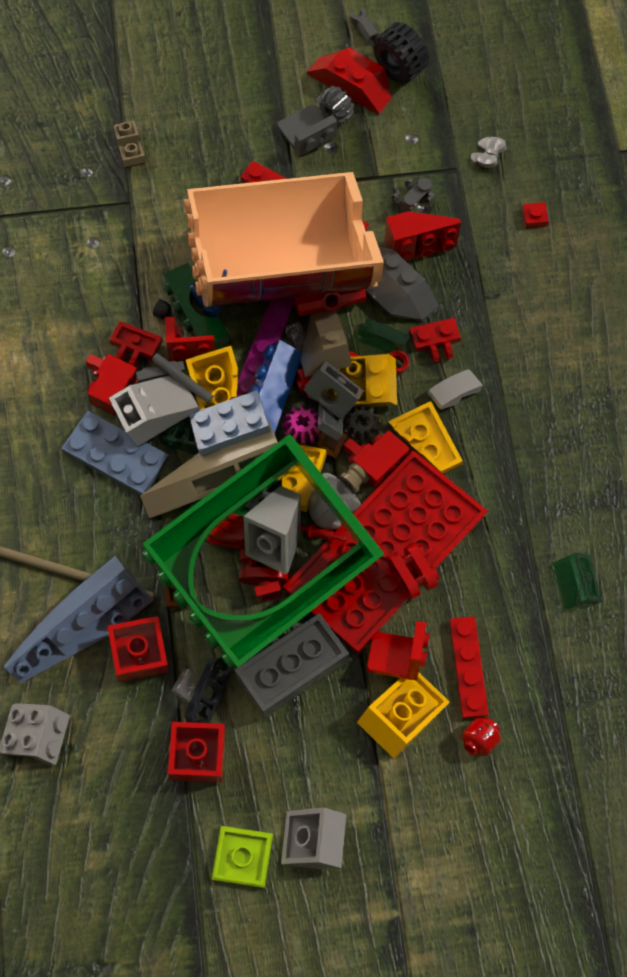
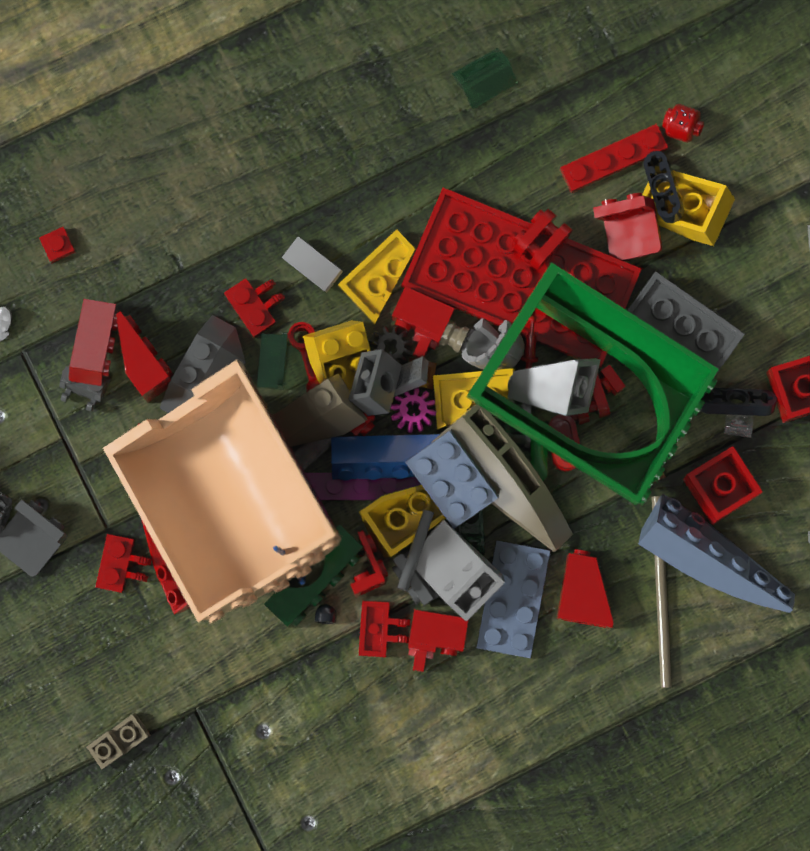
camera: 110 degrees left, 15 degrees up
(95, 506) = (583, 592): none -> red slope
(414, 697) = (671, 194): none -> black beam
(438, 199) = (93, 342): none -> red brick

